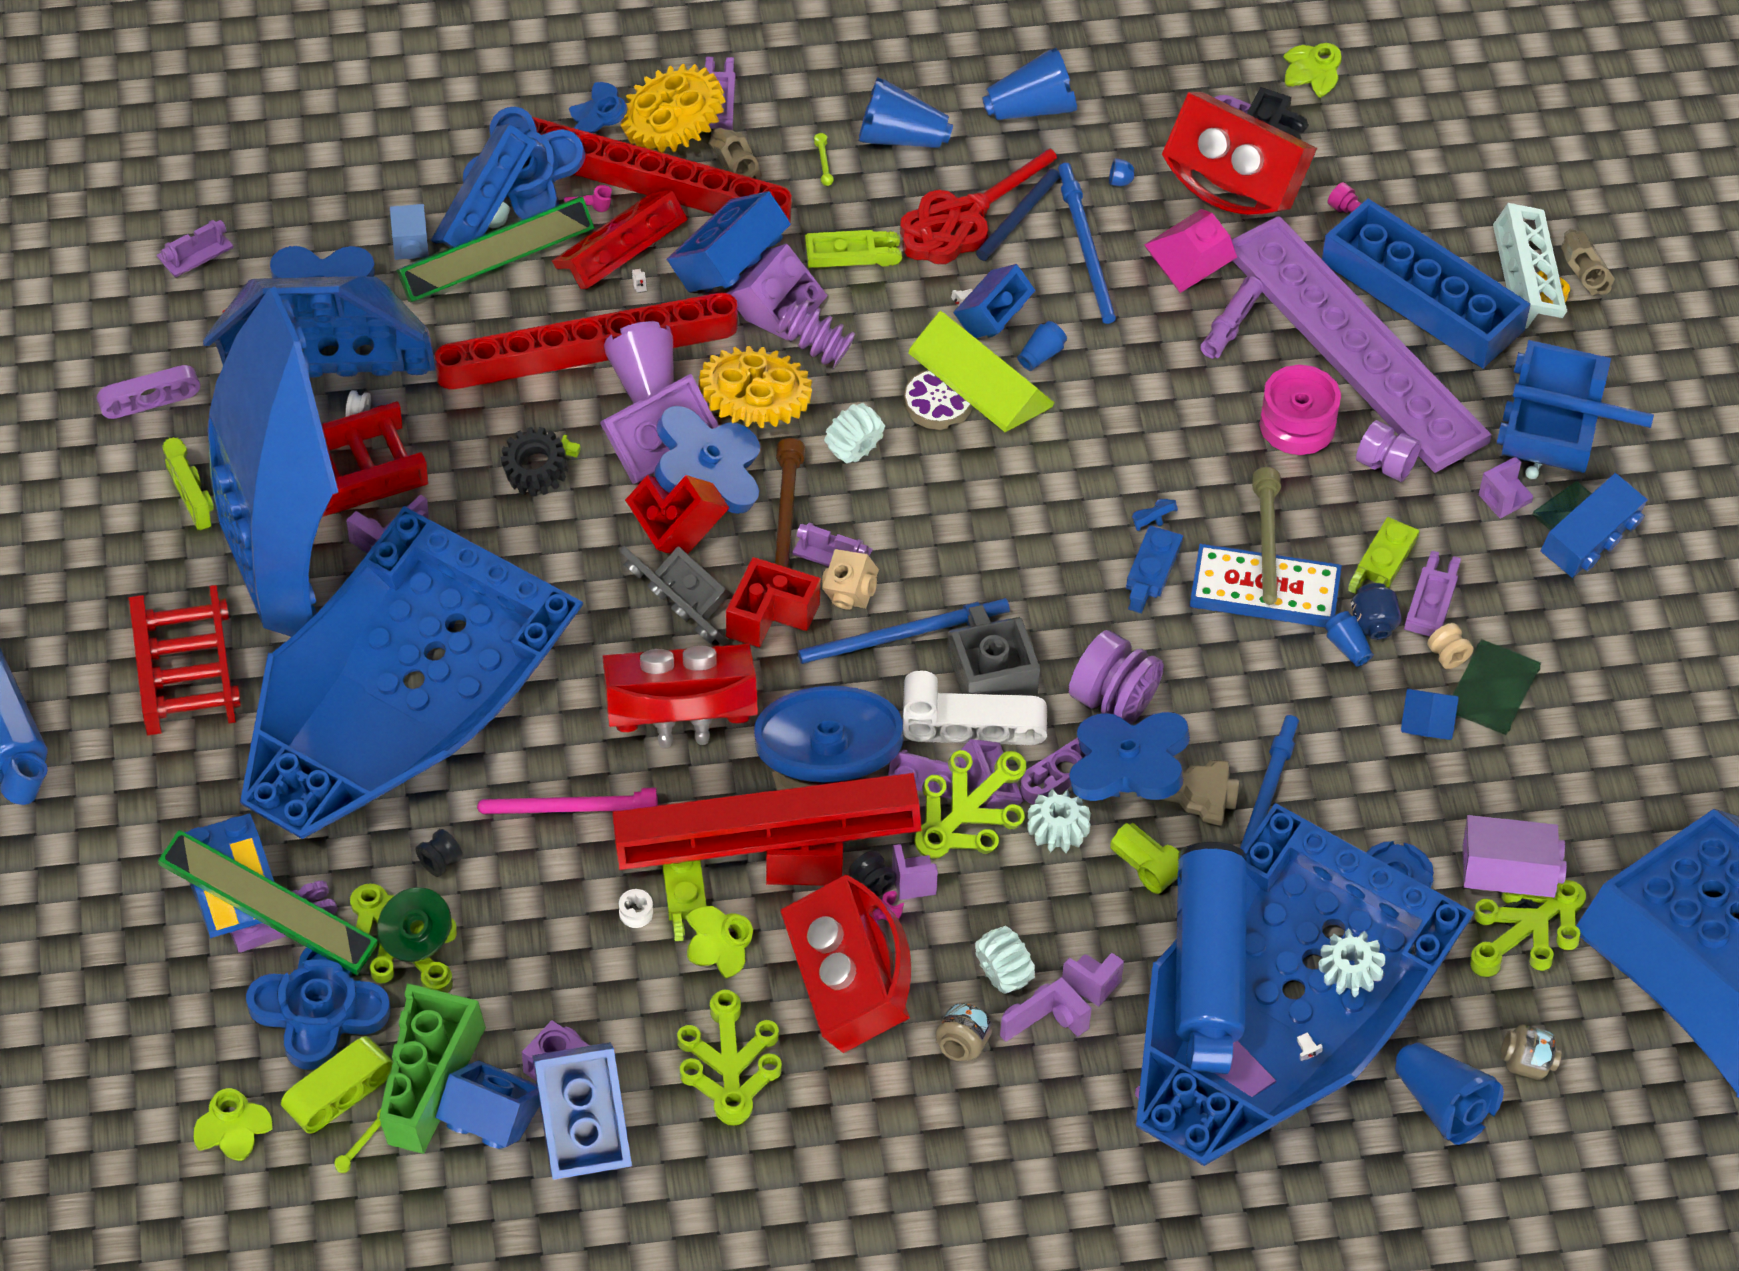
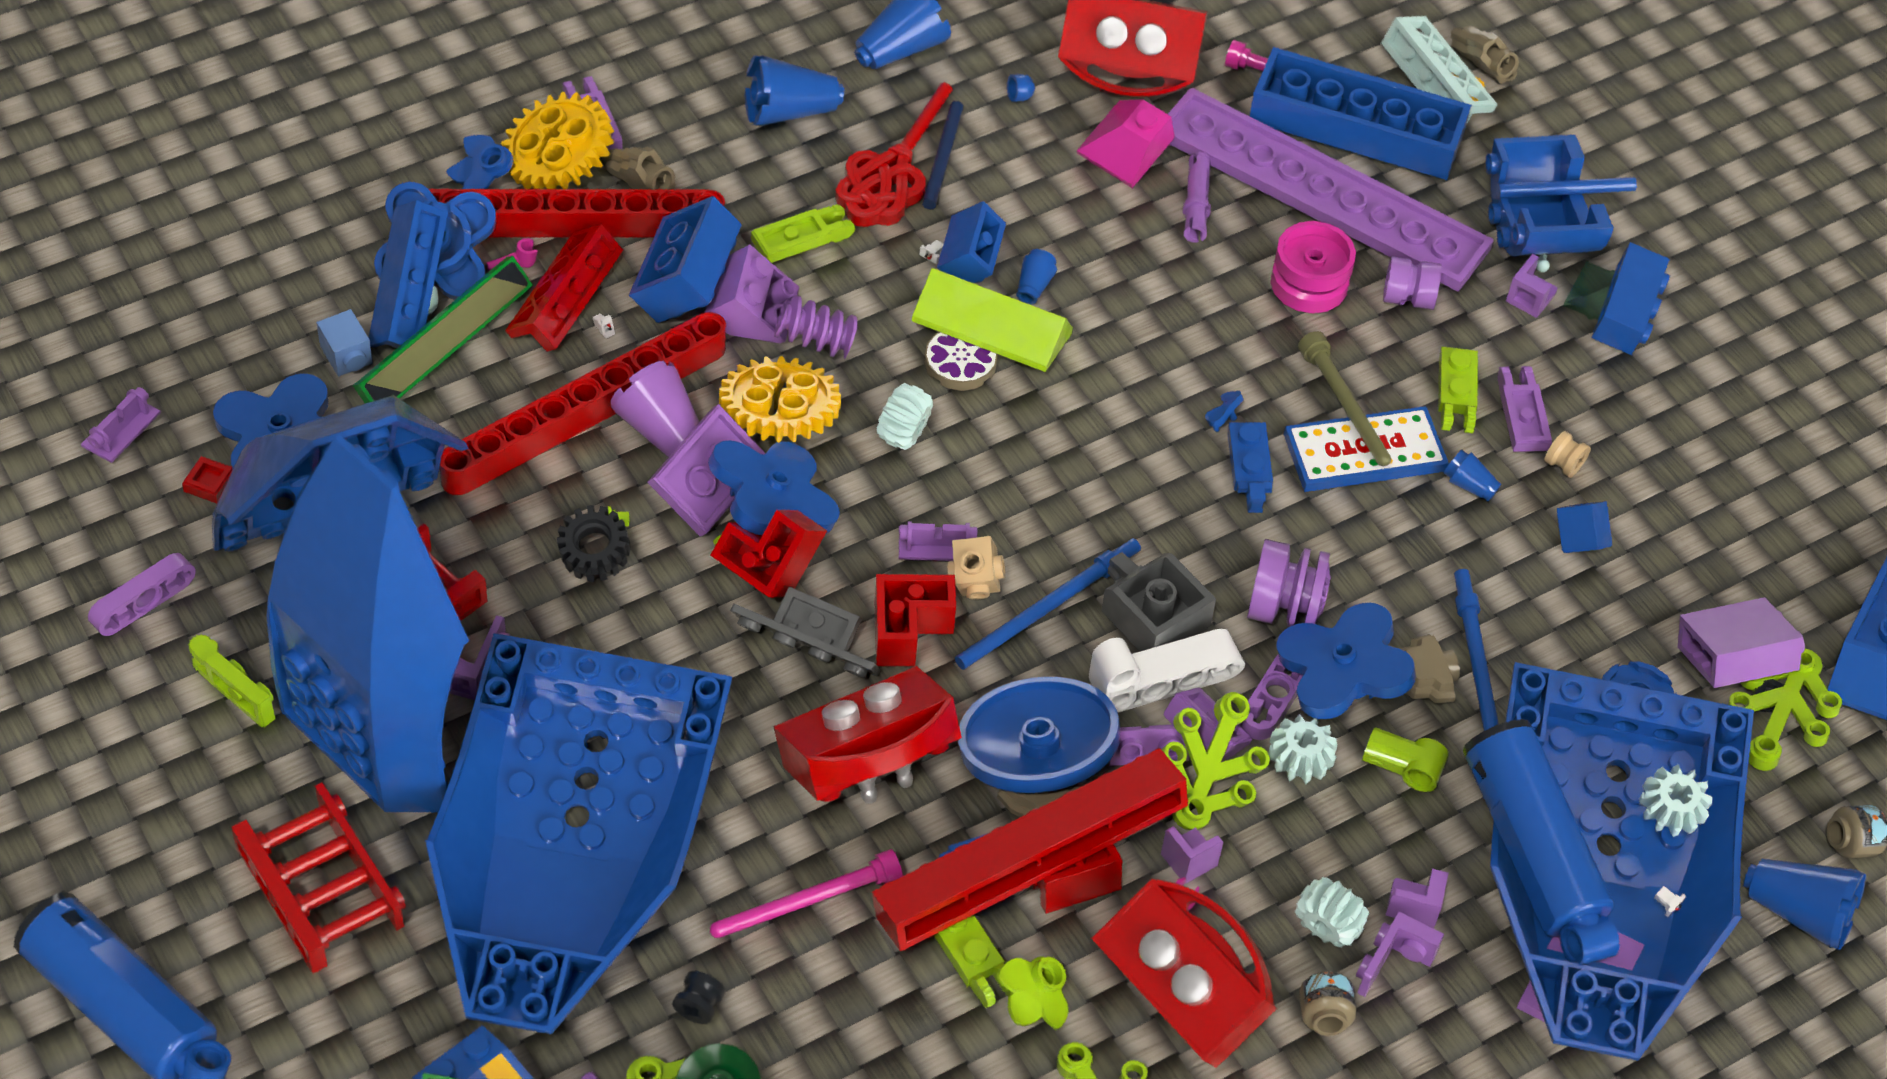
camera: 25 degrees left, 0 degrees up
(629, 916) = (929, 975): white bush -> none
(789, 455) = (848, 458): reddish brown piece -> none
(821, 141) = (714, 135): lime hinge -> none
(871, 872) = (1151, 864): black wheel -> none
(1072, 195) = (986, 121): blue bar -> none
(1376, 610) = (1486, 439): dark blue head -> none
(1494, 686) = (1624, 478): clear green piece -> none

